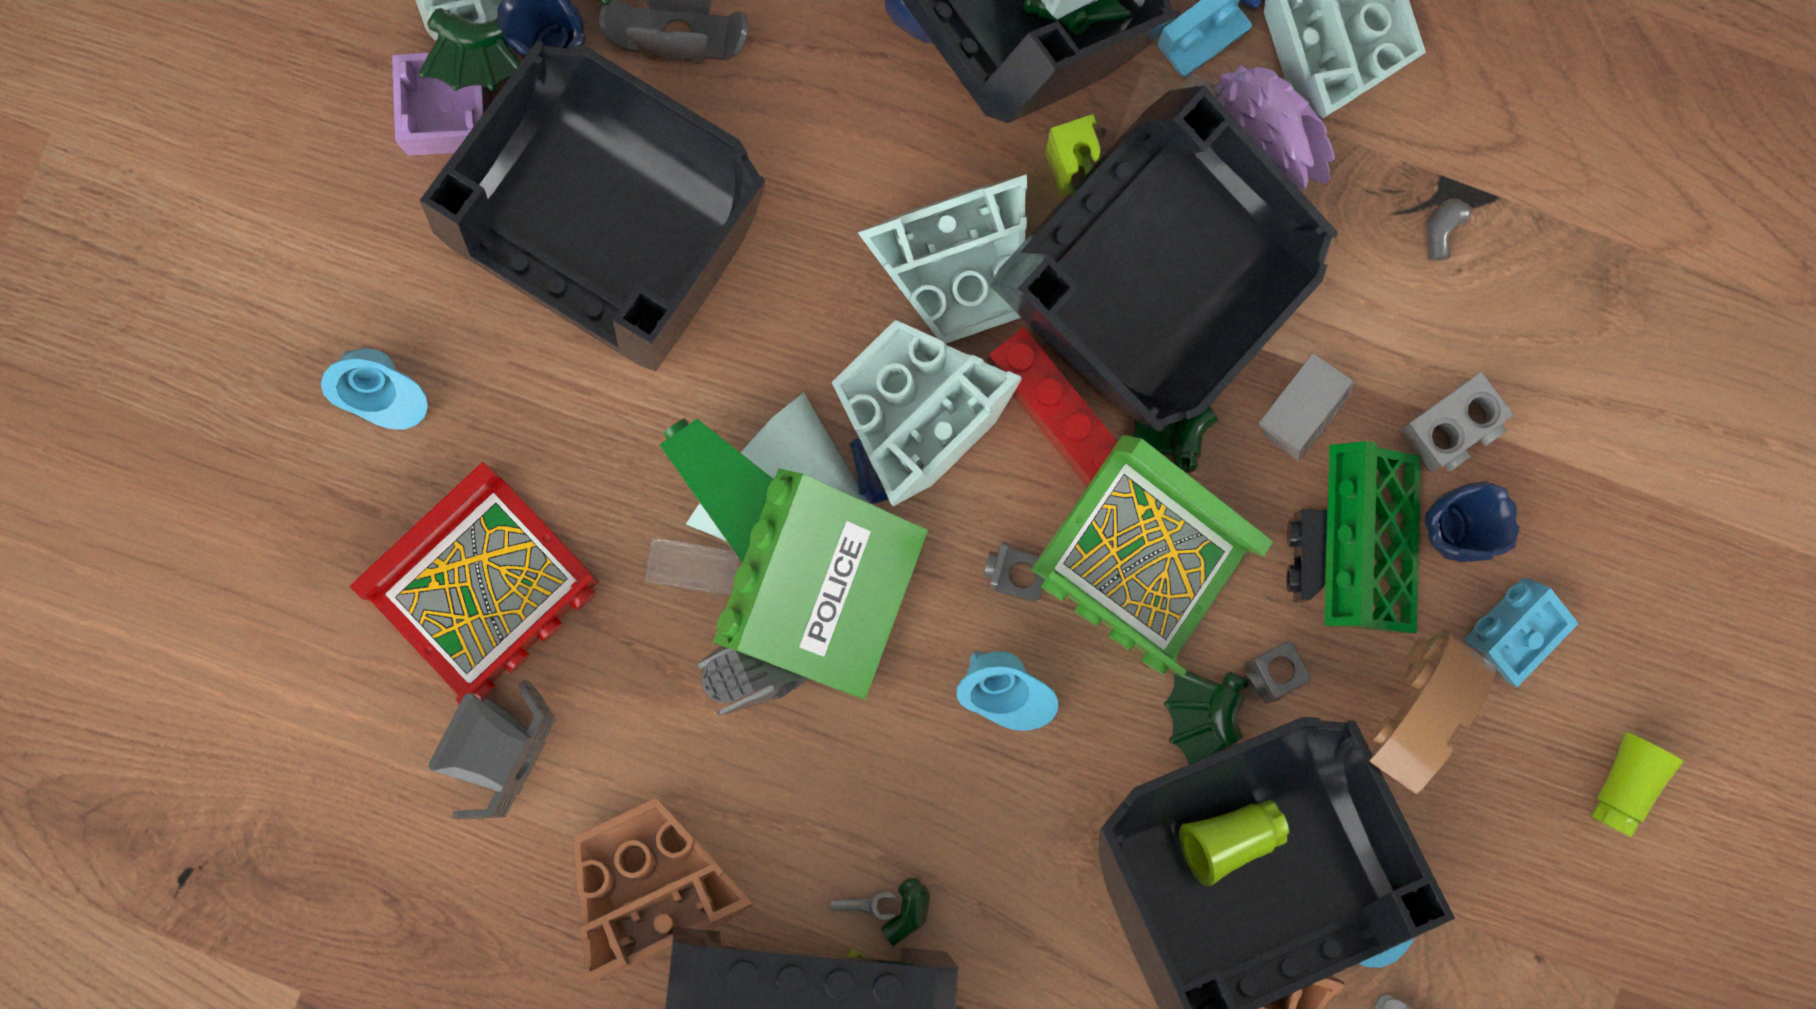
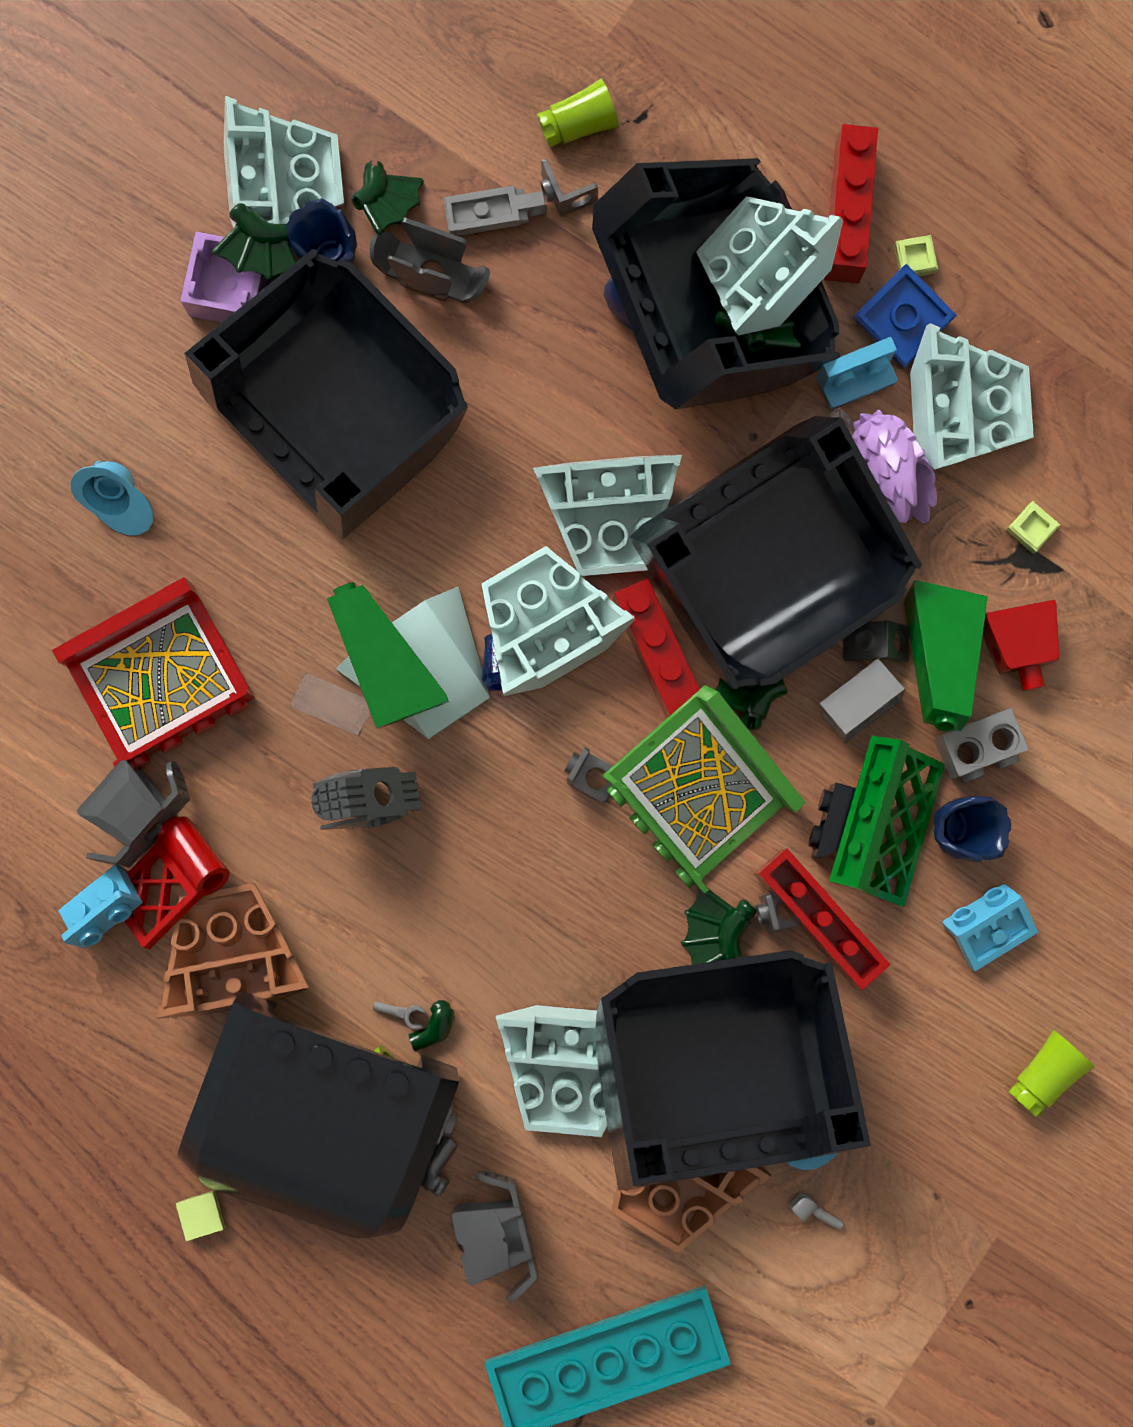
camera: 10 degrees right, 0 degrees up
(482, 873) = (99, 908): none -> medium azure bracket
(569, 788) = (192, 864): none -> red piece
(820, 583) = (429, 743): bright green panel -> none
(1005, 692) = (556, 869): medium azure piece -> none
(1063, 923) = (555, 1069): none -> light aqua wedge
(1069, 150) = (724, 442): lime hinge -> none
(1232, 840) = (708, 1035): lime plant -> none
(1306, 335) = (876, 641): none -> flat silver bracket
(1319, 666) = (822, 919): none -> red brick
(1390, 325) = (946, 649): none -> green slope
(1441, 224) = (1010, 579): flat silver arm -> none
(1447, 694) = (913, 961): medium nougat brick -> none
(1451, 157) = (1033, 527): none -> yellowish green tile
(1474, 290) = (1023, 640): none -> red torso

